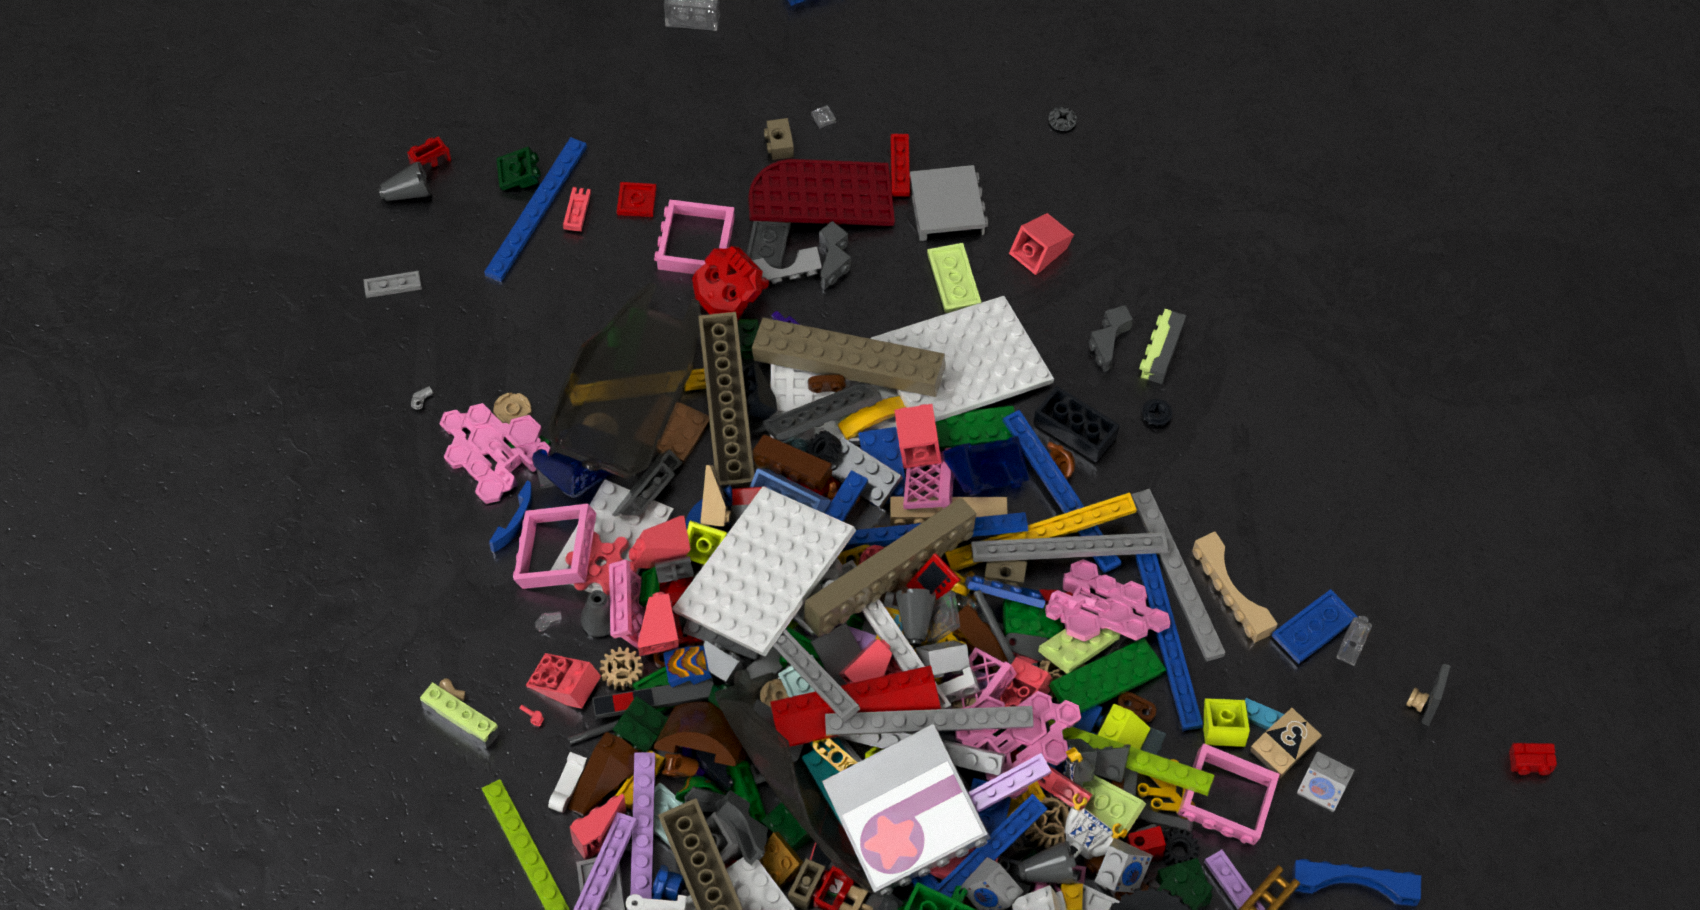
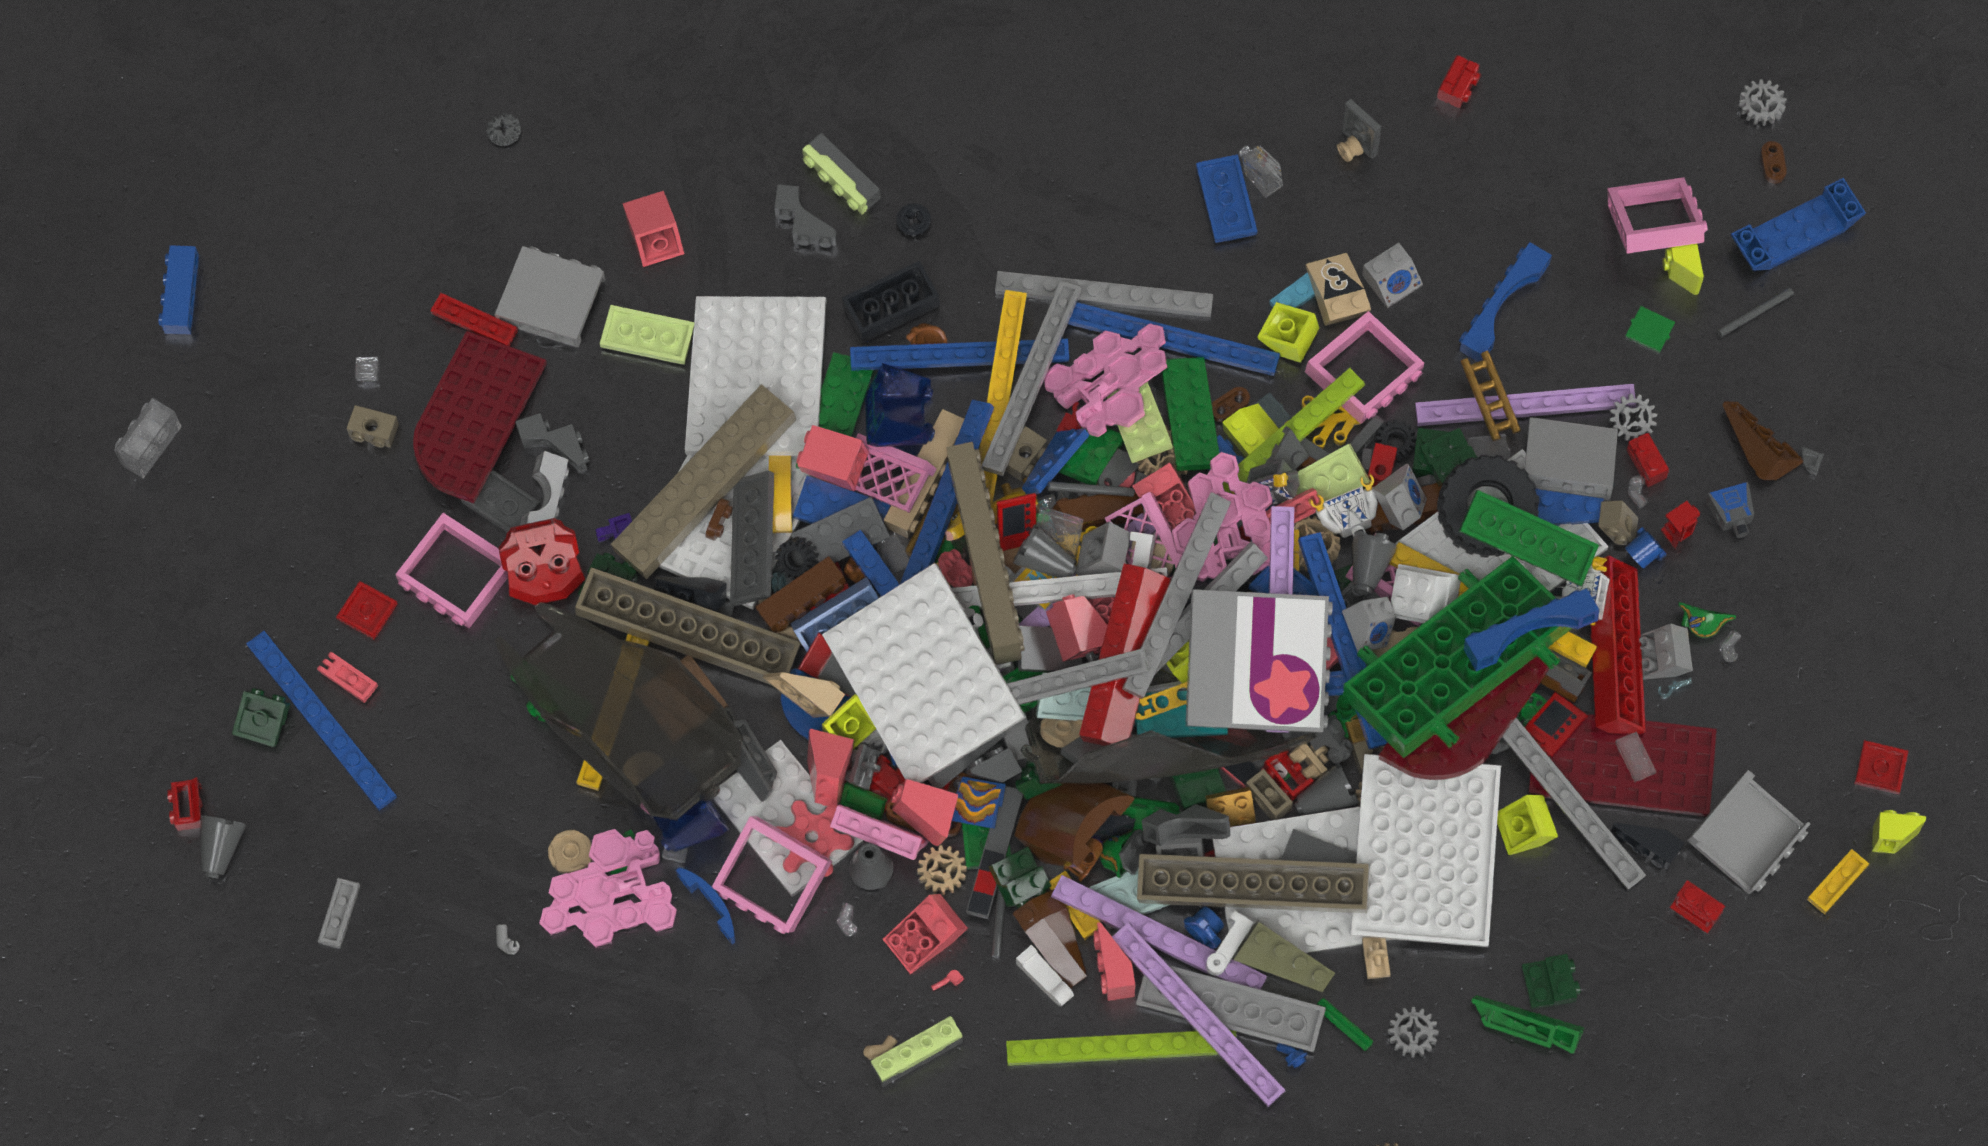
camera: 60 degrees left, 10 degrees up
(1256, 619) = (1104, 251): tan arch -> none

